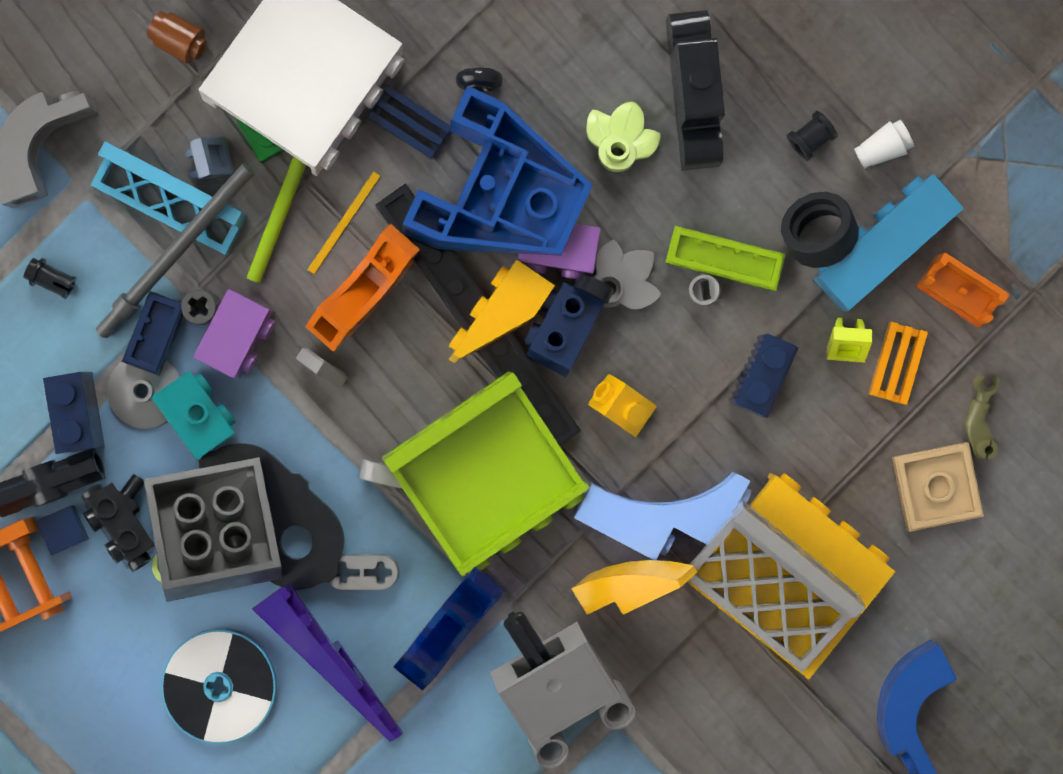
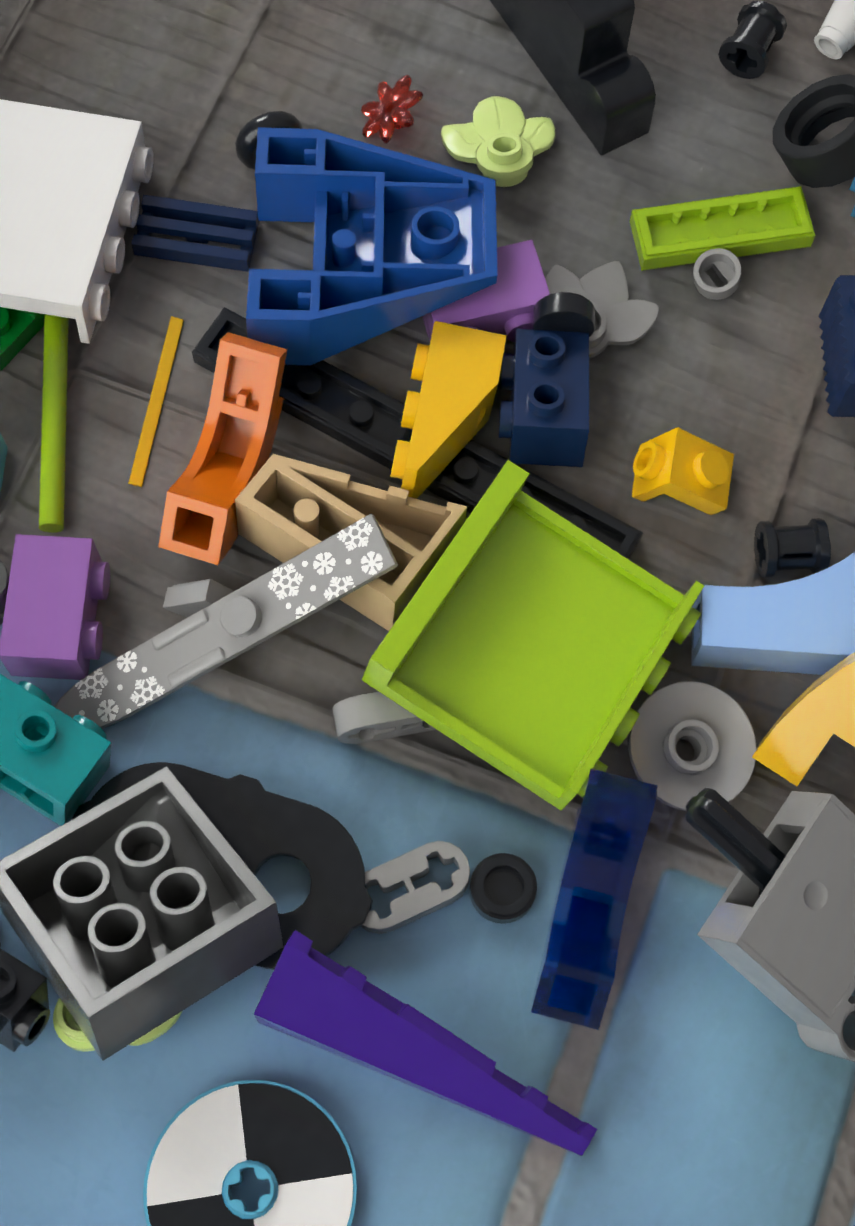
camera: 30 degrees left, 20 degrees down
(322, 394) = (232, 625): none -> light grey piece
(411, 592) = (503, 888): none -> black tile
(412, 367) = (302, 504): none -> tan wedge
(550, 583) = (711, 724): none -> light grey dish
(563, 88) = (392, 109): none -> clear red plant
(659, 477) = (792, 547): none -> black bush

